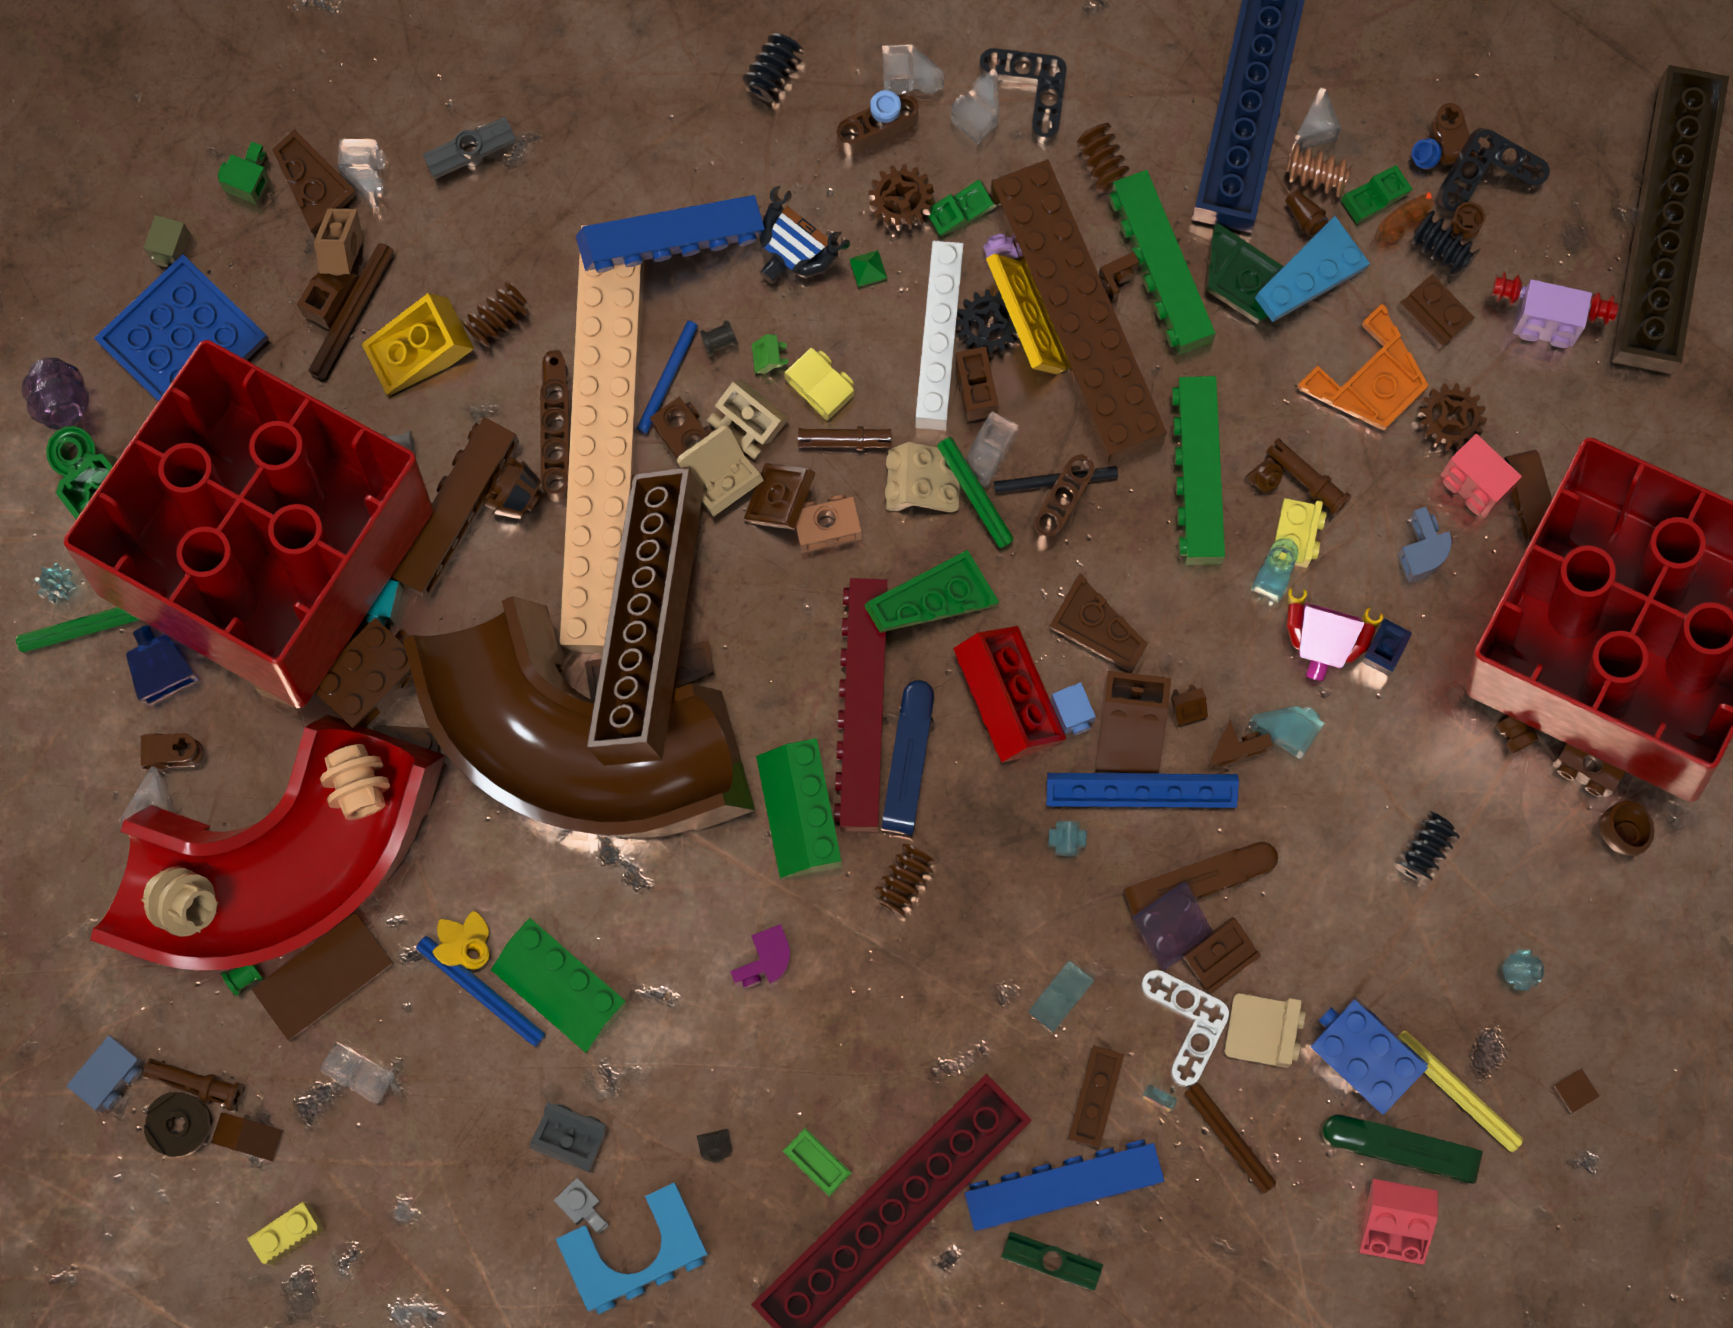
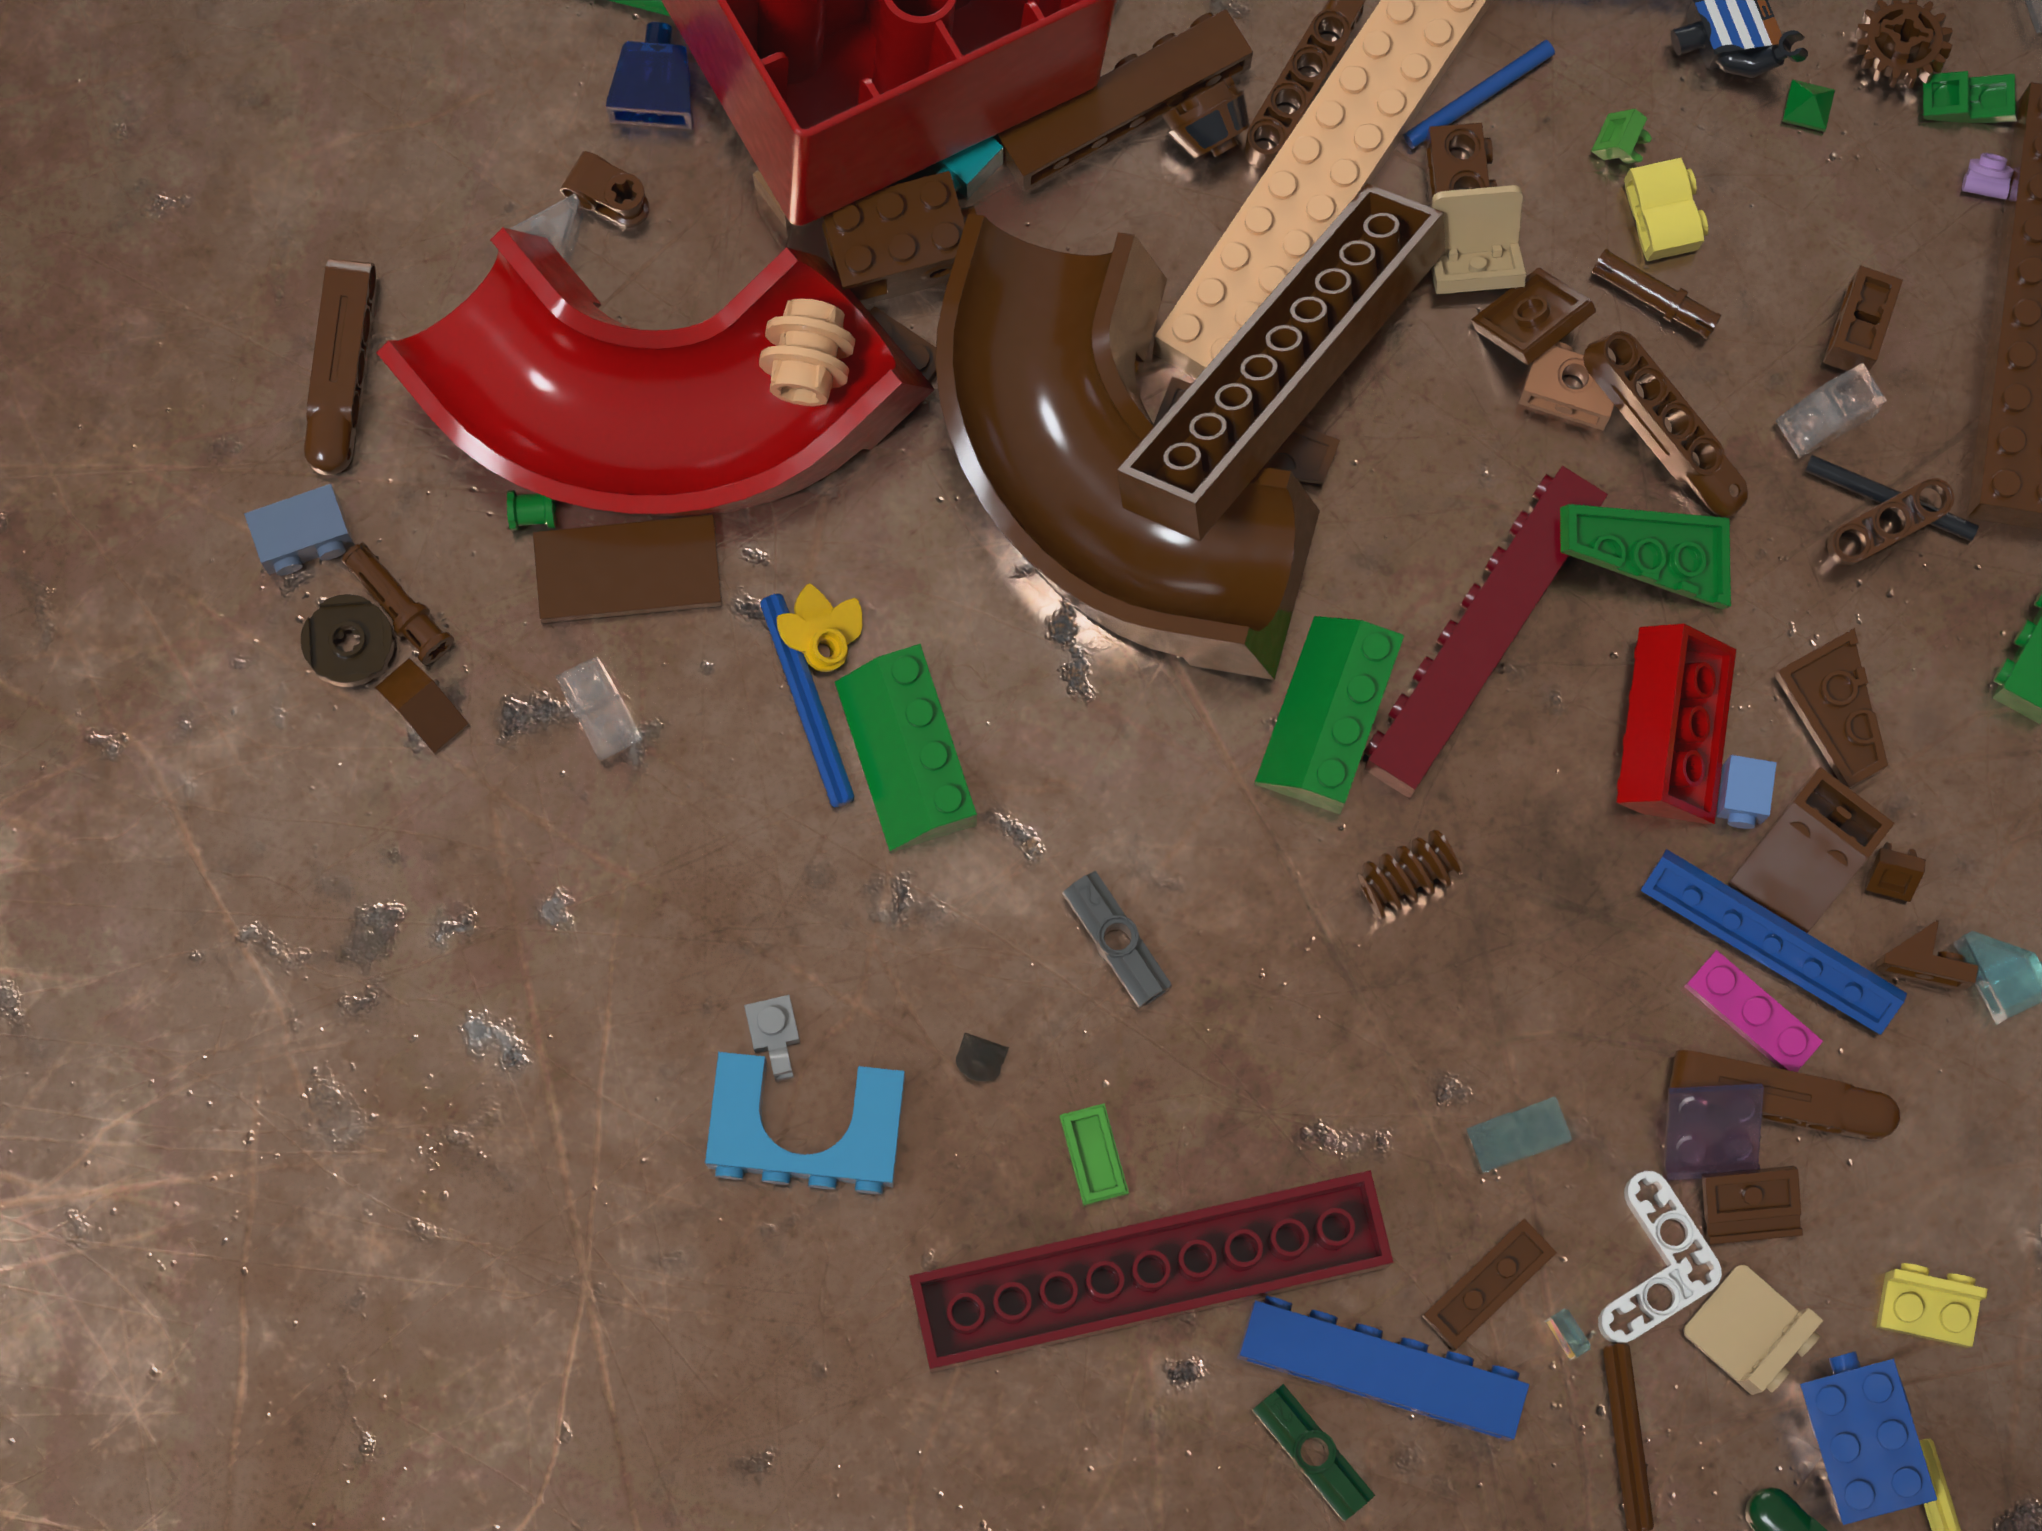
camera: 25 degrees right, 0 degrees up
(68, 957) = (339, 364): none -> reddish brown piece
(179, 901) = (511, 369): tan piece -> none
(286, 1233) = (398, 849): light yellow brick -> none
(569, 1136) = (809, 939): dark grey bracket -> none
(718, 338) = (1572, 82): clear smoke bush -> none
(735, 1014) = (1133, 964): none -> dark grey piece
(751, 413) = (1559, 195): tan brick -> none
(773, 962) = (1187, 878): magenta brick -> none
(885, 503) = (1648, 415): none -> reddish brown piece
(908, 758) = (1502, 729): dark blue piece -> none
(920, 478) = (1731, 395): tan bracket -> none
(939, 335) = (1850, 236): white brick -> none
(975, 492) = (1781, 453): green axle -> none
(977, 318) = (1919, 237): black gear -> none
(1026, 314) = (1977, 271): yellow tile -> none
(1067, 838) = (1643, 945): clear light blue gear -> none
(1155, 839) = (1753, 1013): none -> dark pink plate
(1359, 952) = (1930, 1305): none -> light yellow bracket

